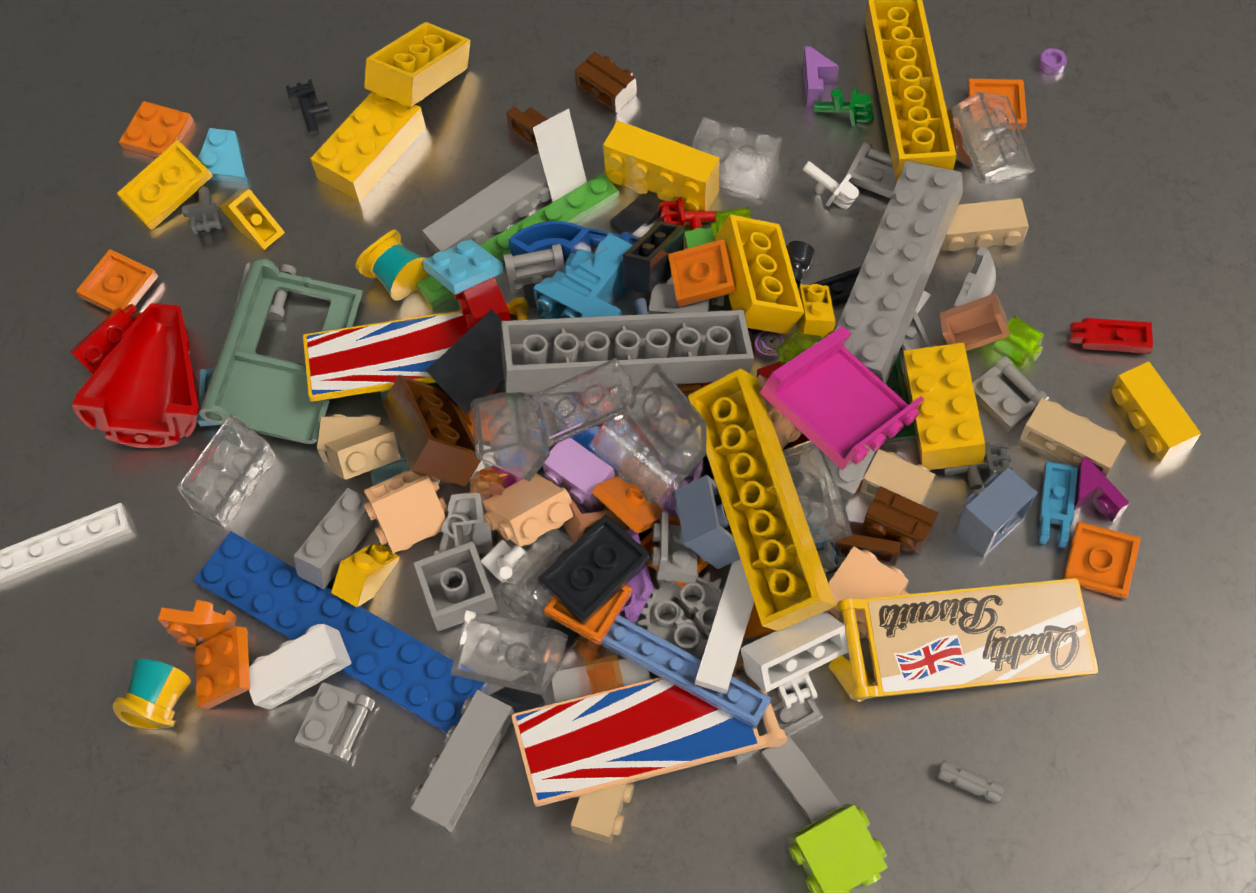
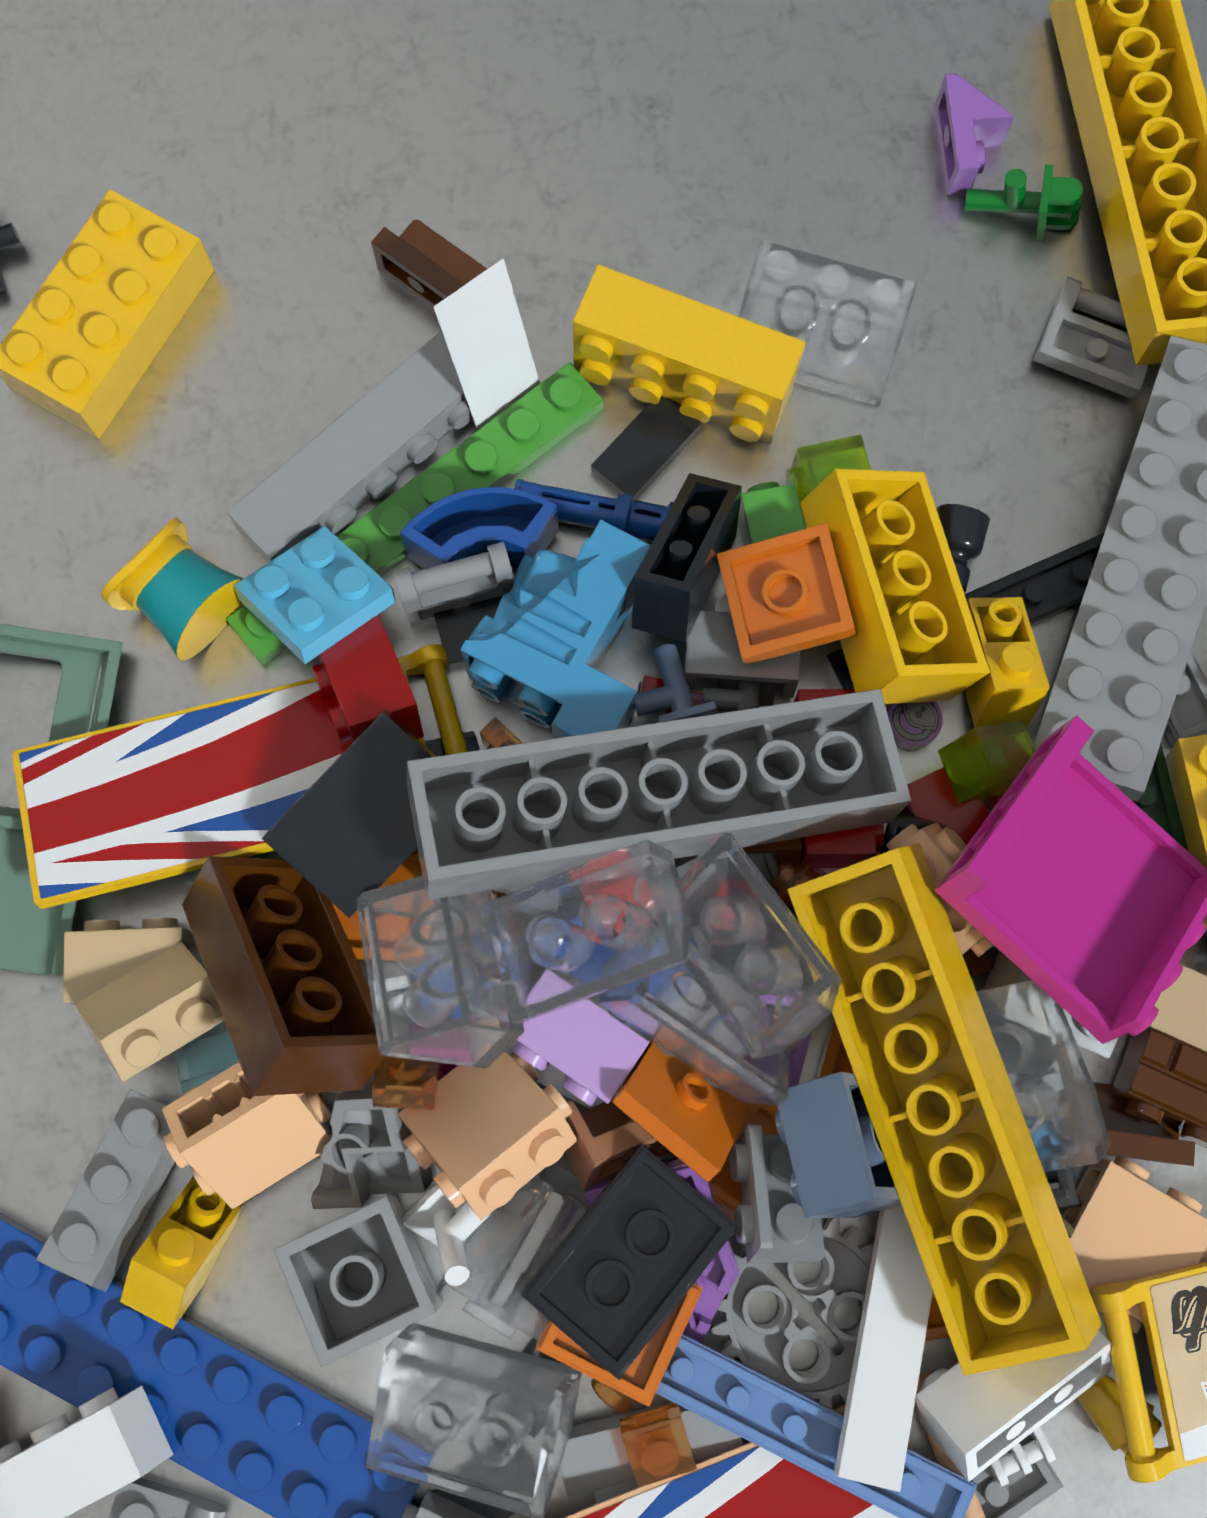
camera: 10 degrees left, 15 degrees up
(416, 64) = (182, 143): yellow brick -> none
(606, 81) = (561, 159): reddish brown brick -> none
(674, 213) = (720, 457): red arm -> none
(843, 194) = (1033, 390): white arm -> none

